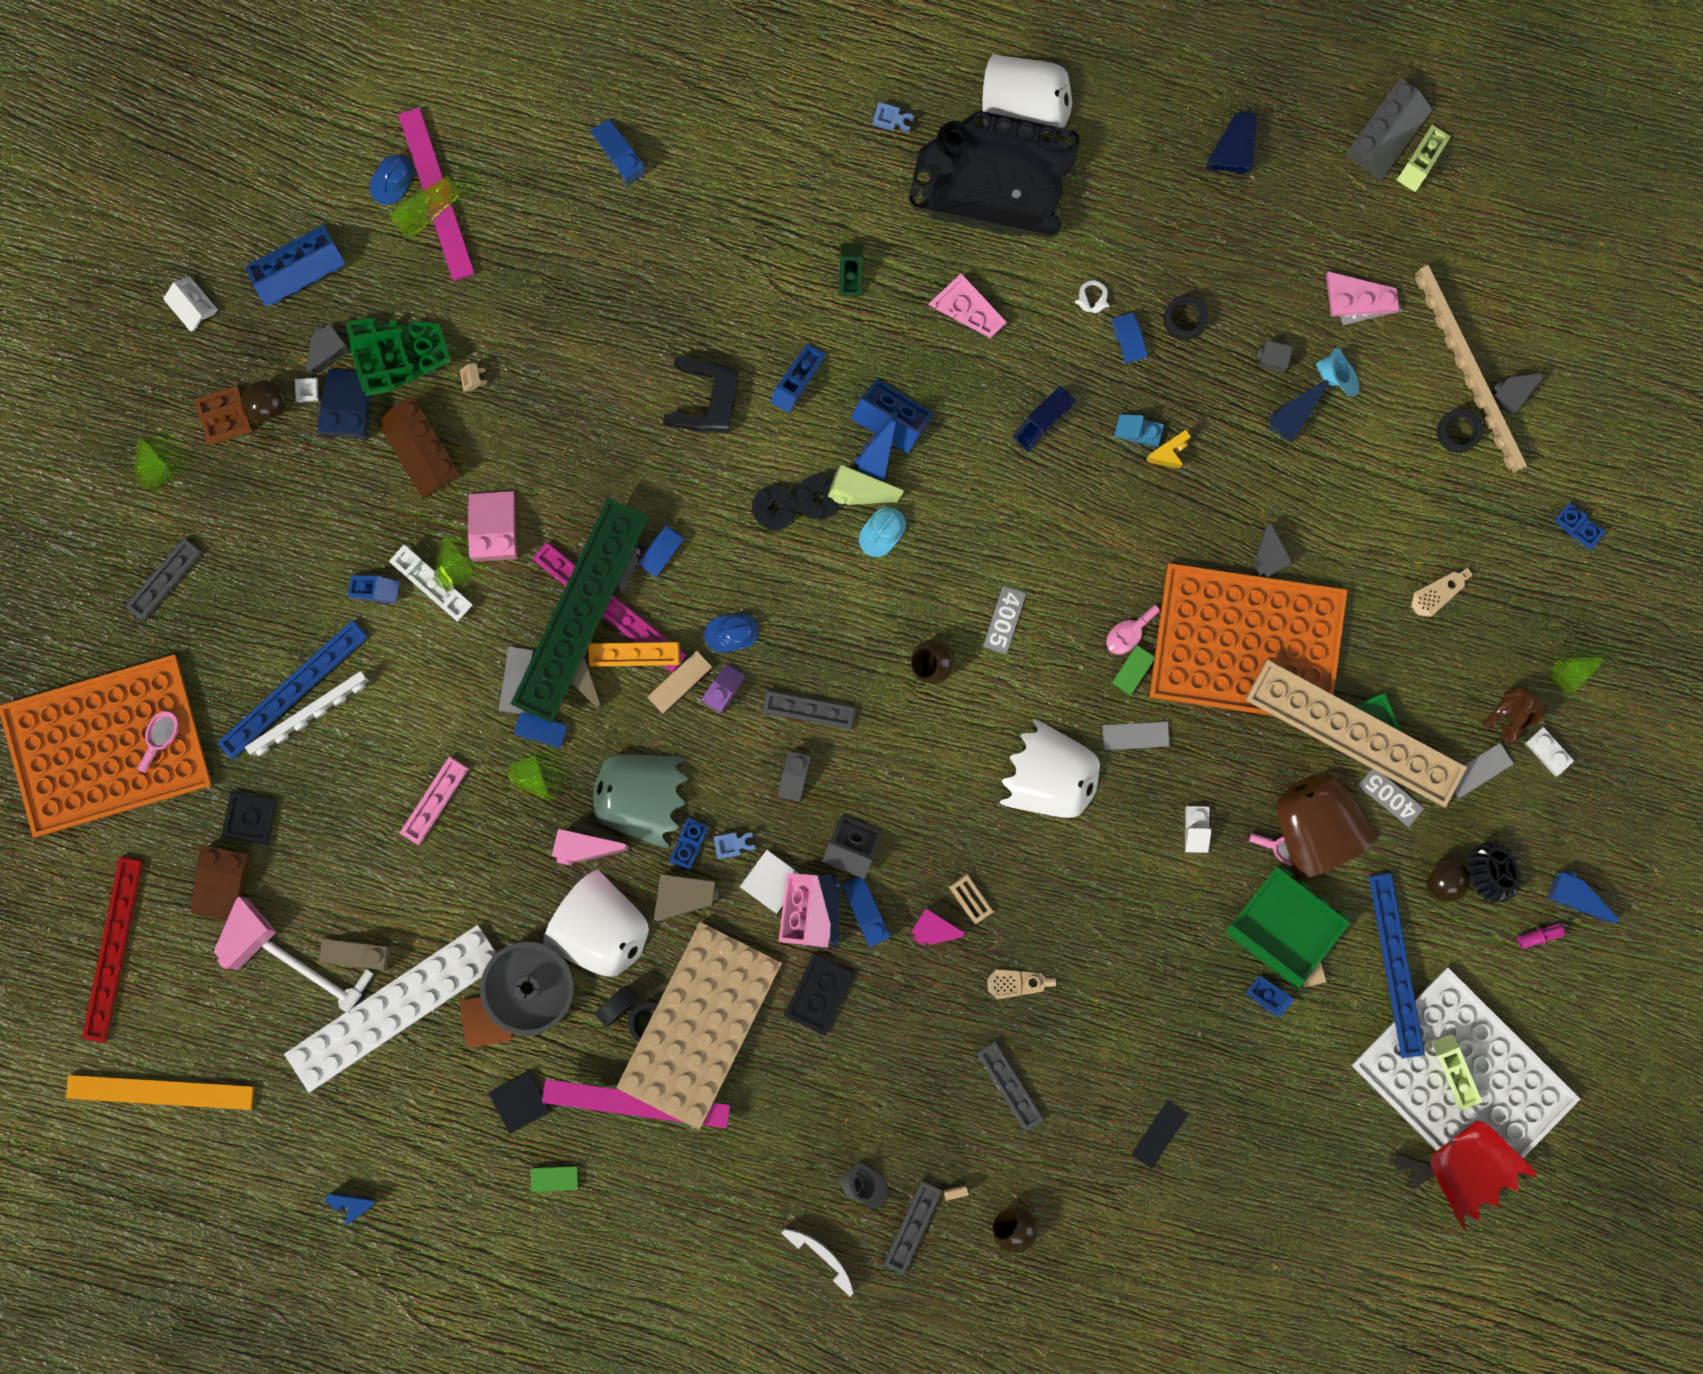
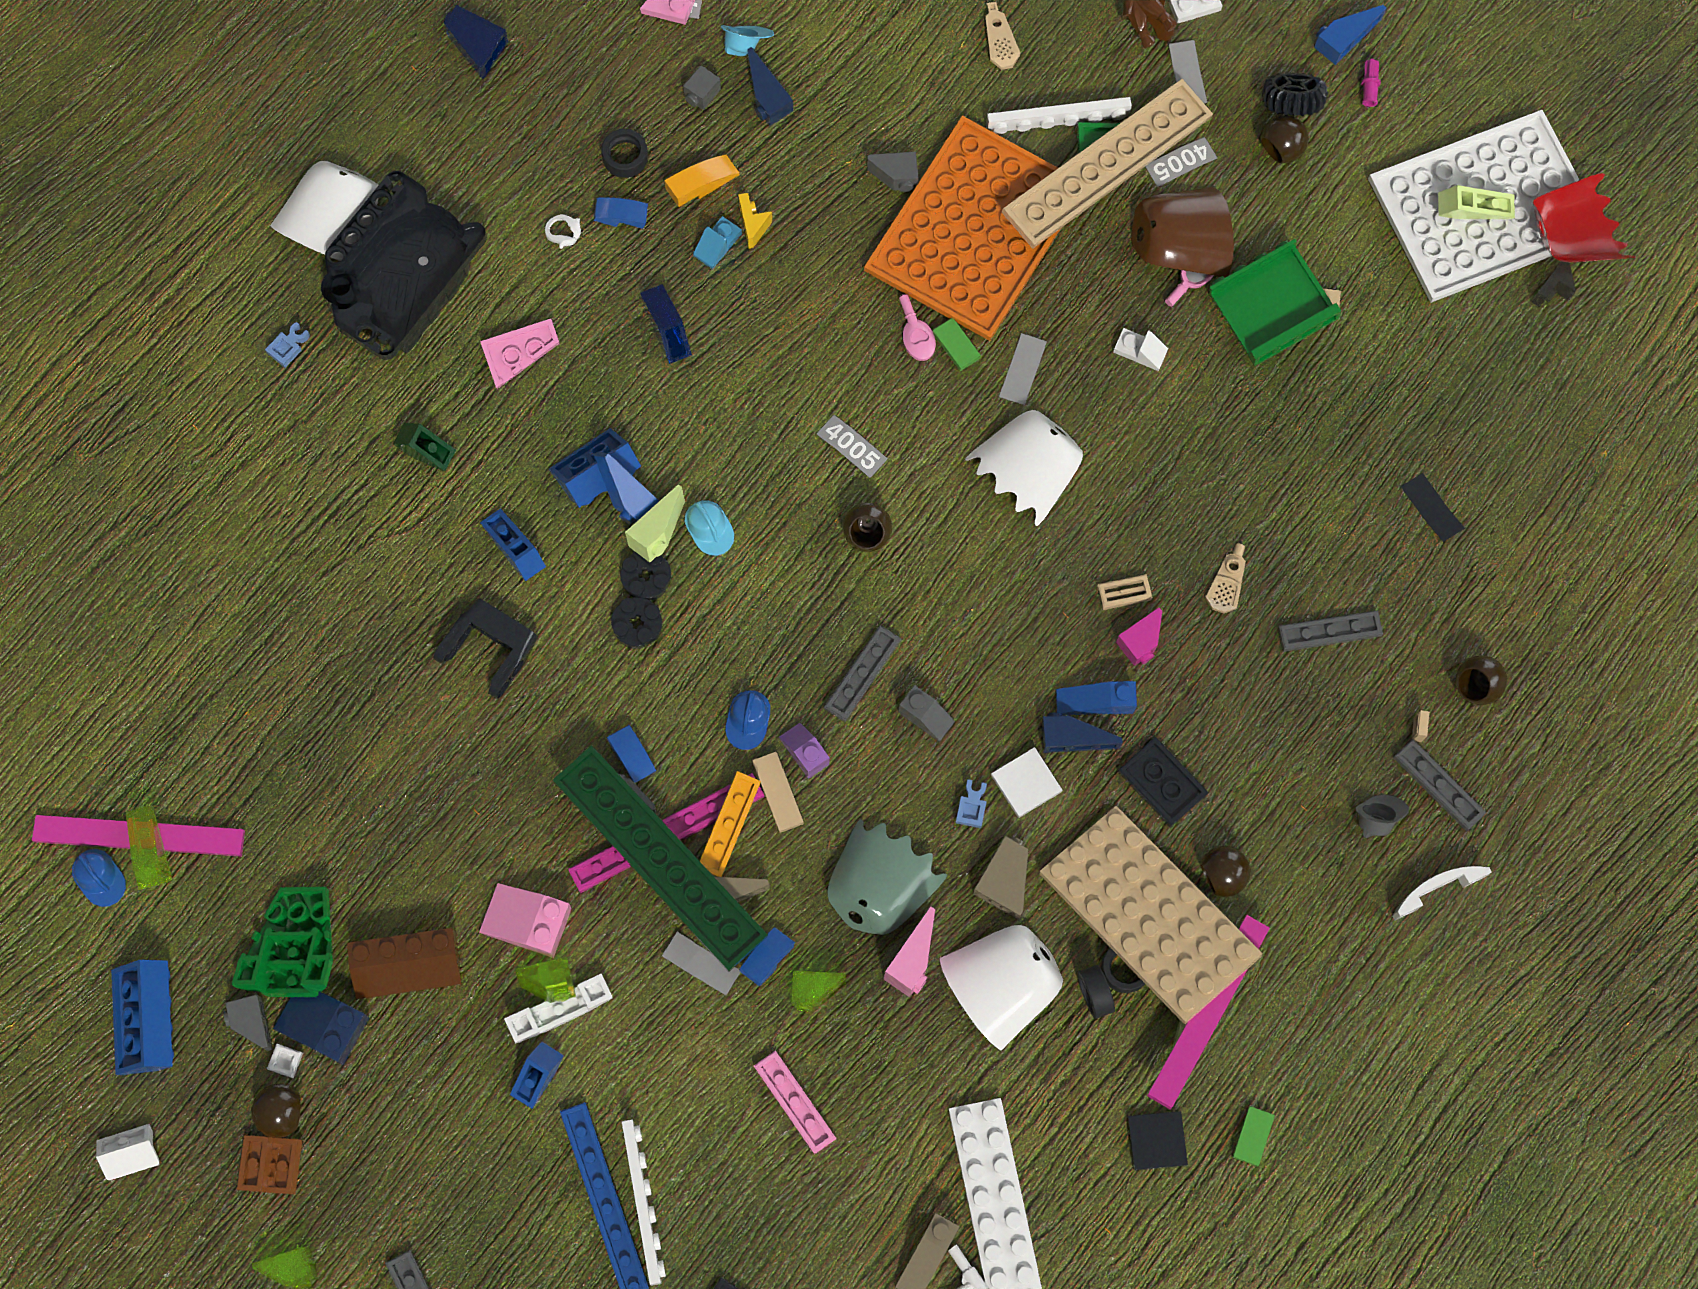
camera: 65 degrees left, 10 degrees down
(470, 377) = (354, 877): tan tile -> none
(478, 1027) = (1055, 1140): dark orange slope -> none
(502, 994) = (1046, 1106): dark grey piece -> none
(618, 152) = (188, 627): blue slope -> none
(688, 844) = (952, 851): blue slope -> none
(761, 1074) = (1226, 870): none -> dark brown helmet
(804, 912) = (1074, 756): bright pink slope -> none
(852, 846) = (1024, 684): dark grey slope -> none
(1189, 392) = (700, 179): none -> light orange slope
(1269, 996) = (1336, 346): blue slope -> none
(1388, 679) = (1058, 115): none -> white plate
(1396, 966) = (1350, 219): blue tile -> none

